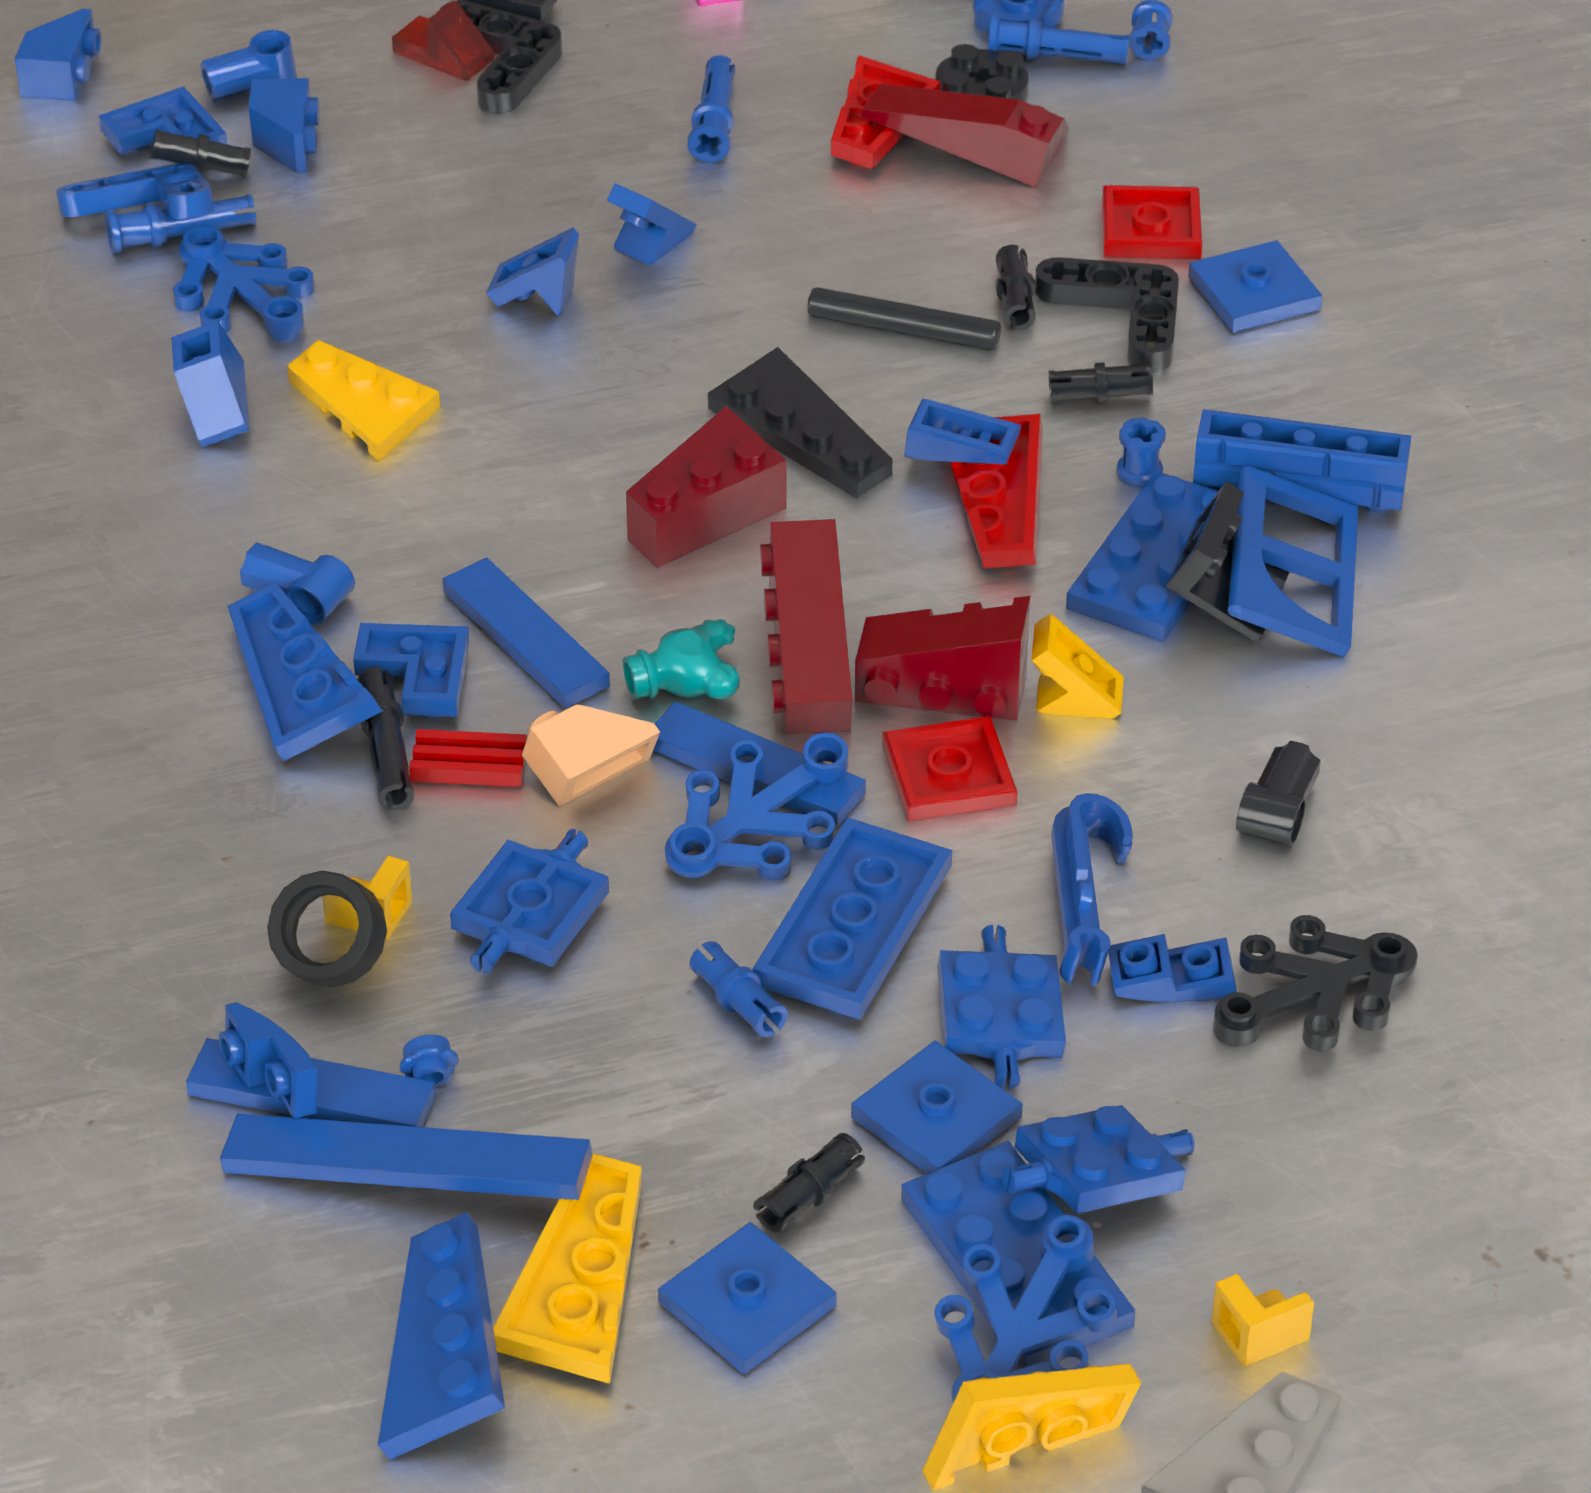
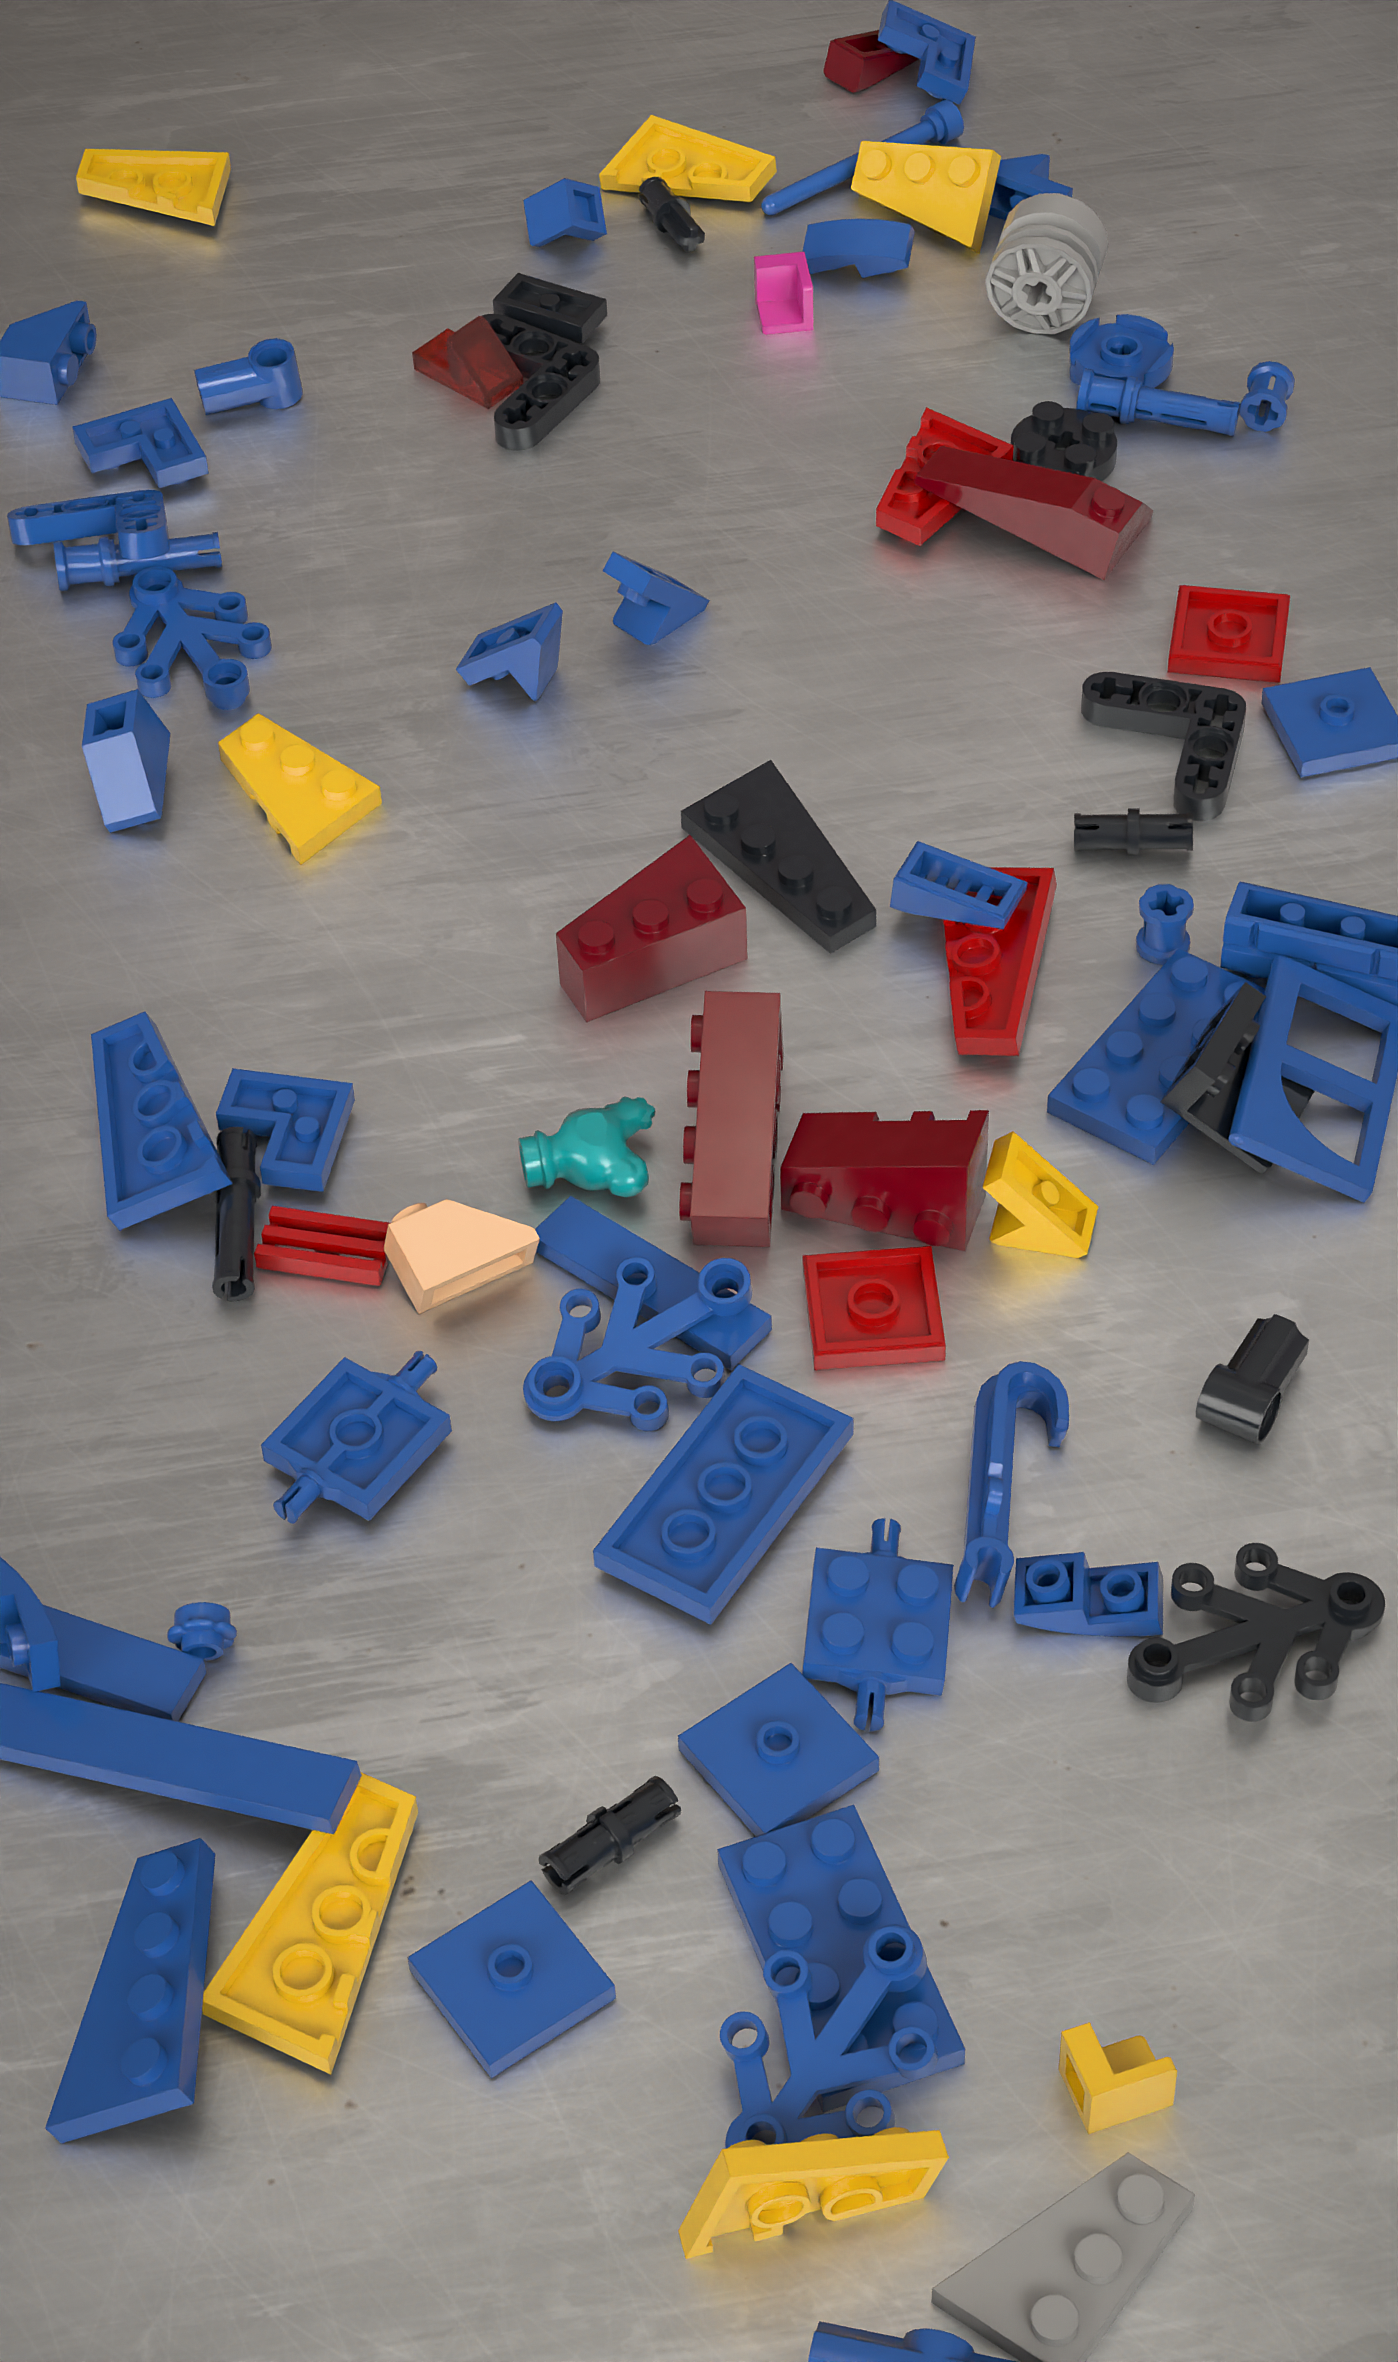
camera: 10 degrees right, 5 degrees up
(200, 153) = (173, 479): black pin -> none
(284, 120) = (273, 444): blue slope -> none
(285, 919) = (69, 1441): black tyre -> none
(311, 586) = (185, 1016): blue piece -> none
(391, 888) = (177, 1420): yellow panel -> none
(526, 632) = (421, 1093): blue tile -> none
(712, 118) = (749, 473): blue pin -> none
(738, 989) = (574, 1573): blue pin -> none
(904, 318) = (923, 734): black axle -> none
(1015, 287) = (1056, 704): black pin -> none
(1098, 1159) = (954, 1844): blue plate -> none

